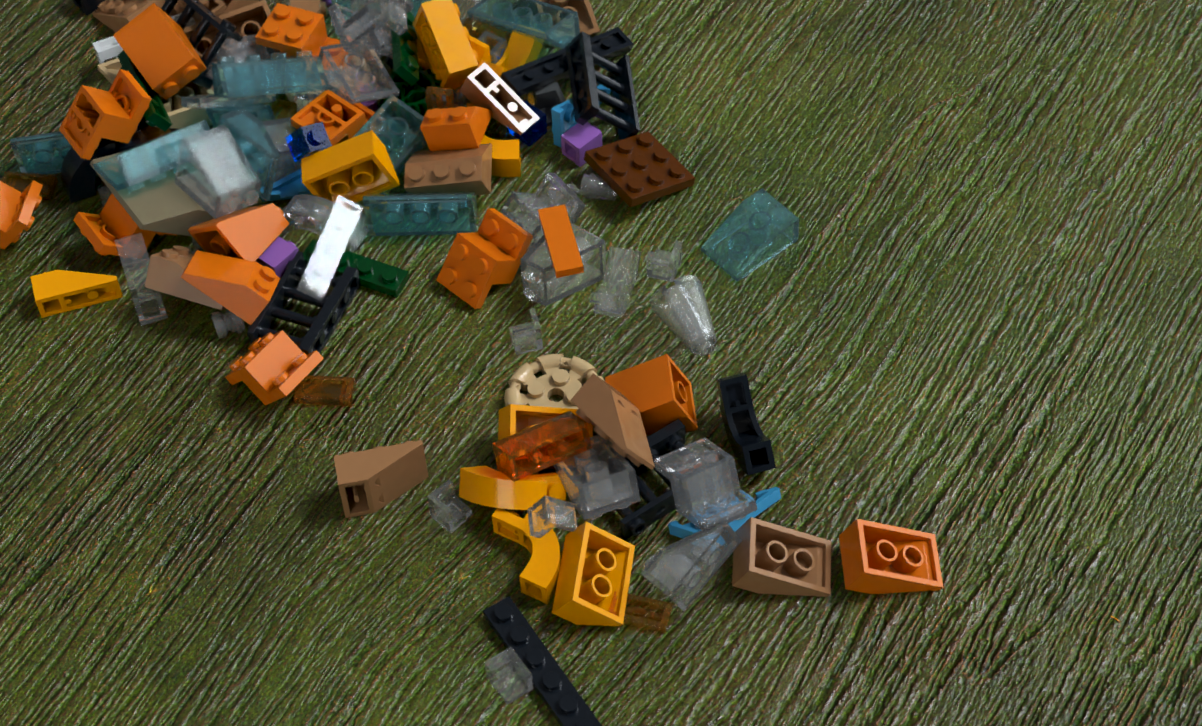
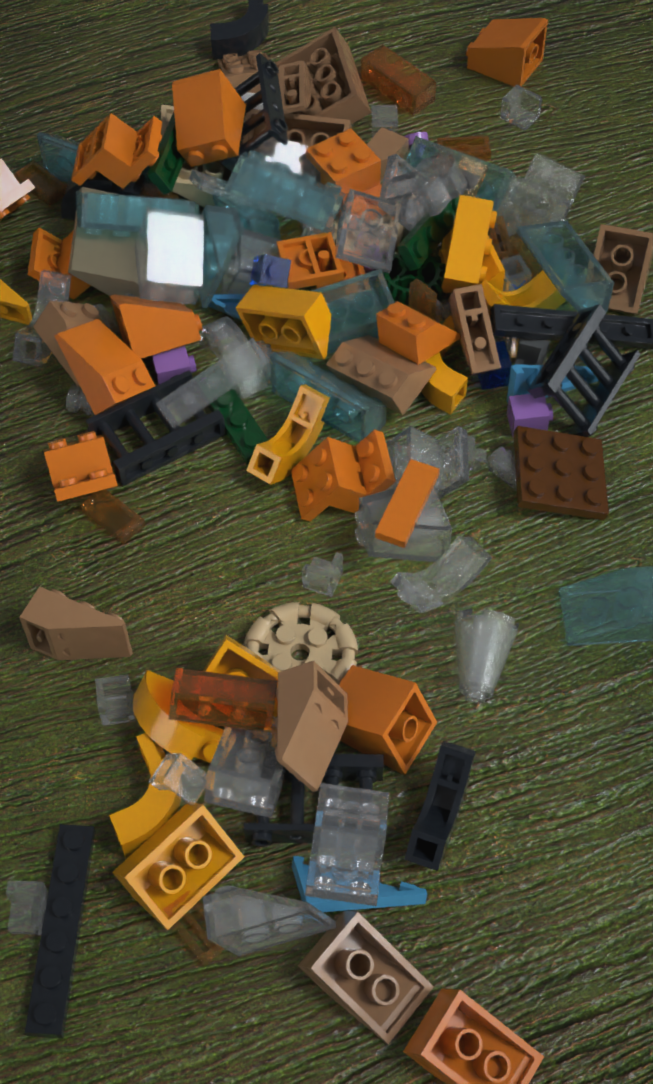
camera: 35 degrees right, 5 degrees up
(421, 252) = (277, 456): none -> light orange arch
(664, 264) = (509, 583): clear panel -> none

